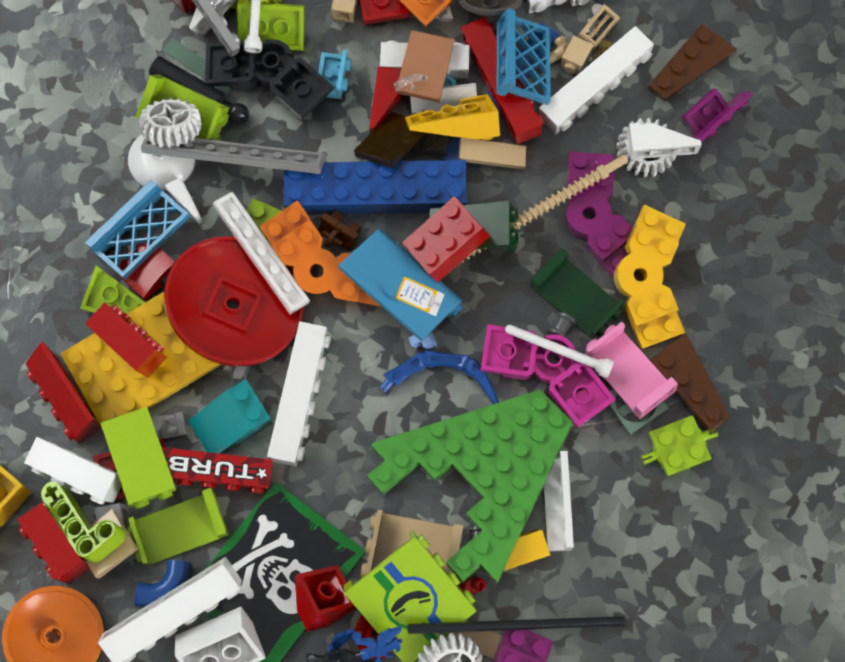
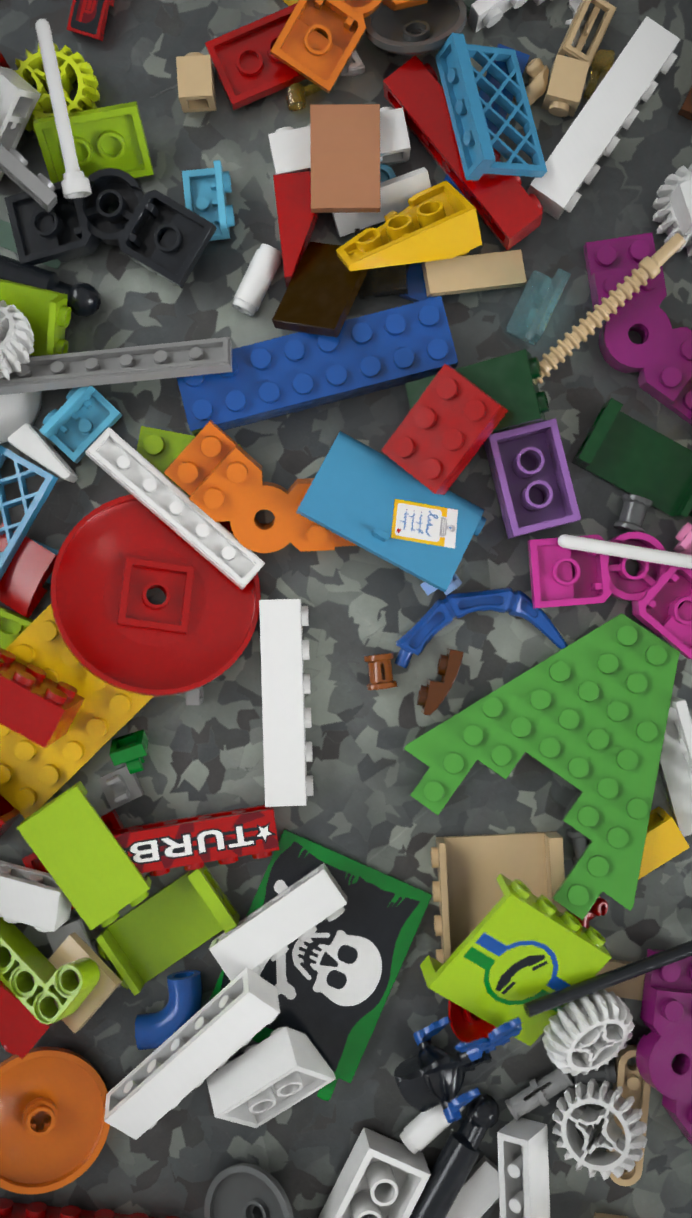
camera: 10 degrees left, 15 degrees up
(187, 401) = (130, 750): none -> green tile
(214, 185) = (79, 421): none -> medium azure bracket
(230, 419) = (198, 760): teal slope -> none
(257, 538) = (279, 923): none -> white brick
(321, 597) = (390, 980): red slope -> none
(338, 233) = (277, 450): reddish brown hips -> none
(351, 127) = (257, 279): none -> white piece
(368, 395) = (380, 671): none -> dark orange bush
(402, 410) = (435, 691): none -> reddish brown slope
(406, 24) = (297, 93): none -> clear yellow hand
(409, 80) = (328, 188): clear piece -> none
(498, 287) = (531, 478): none -> medium lavender brick
(528, 182) = (536, 306): none -> clear light blue bracket

